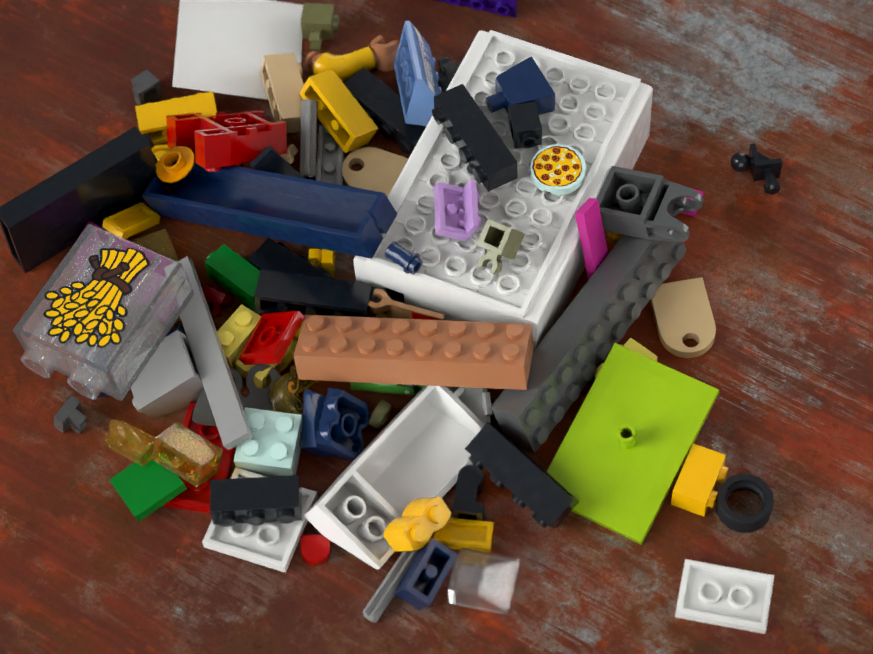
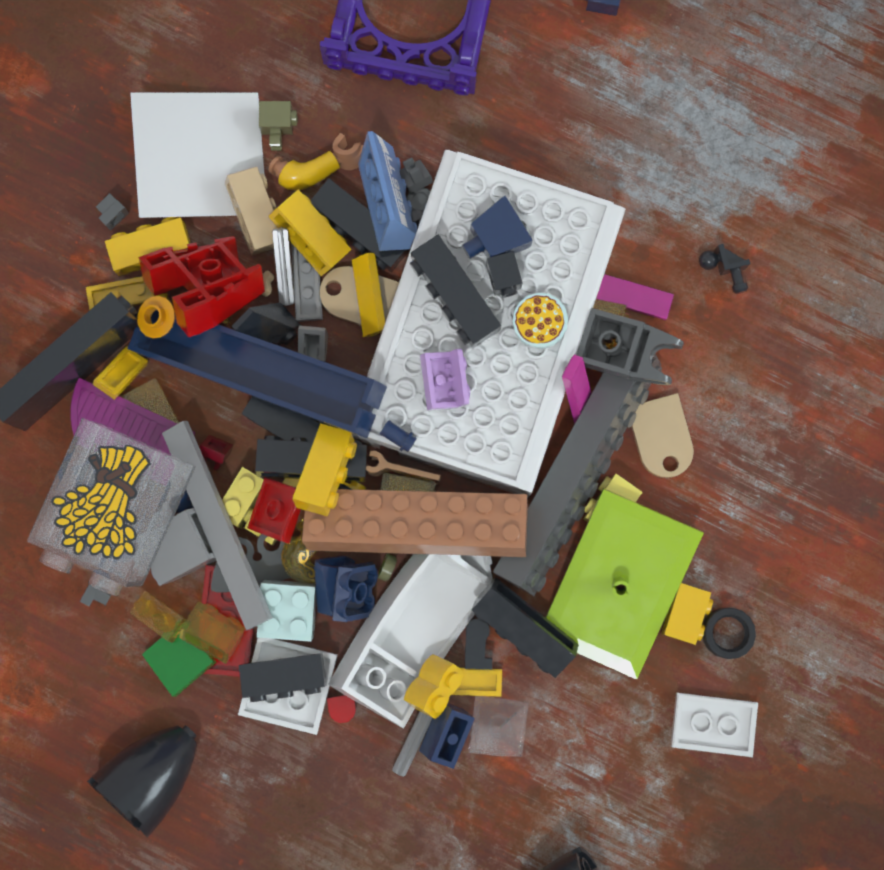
camera: 10 degrees left, 25 degrees up
(91, 592) = (147, 776): none -> black cylinder
(233, 274) = (232, 425): green brick -> none
(324, 291) = (324, 470): none -> yellow brick
(390, 159) = (368, 294): none -> yellow tile
(499, 242) = (490, 418): olive brick -> none

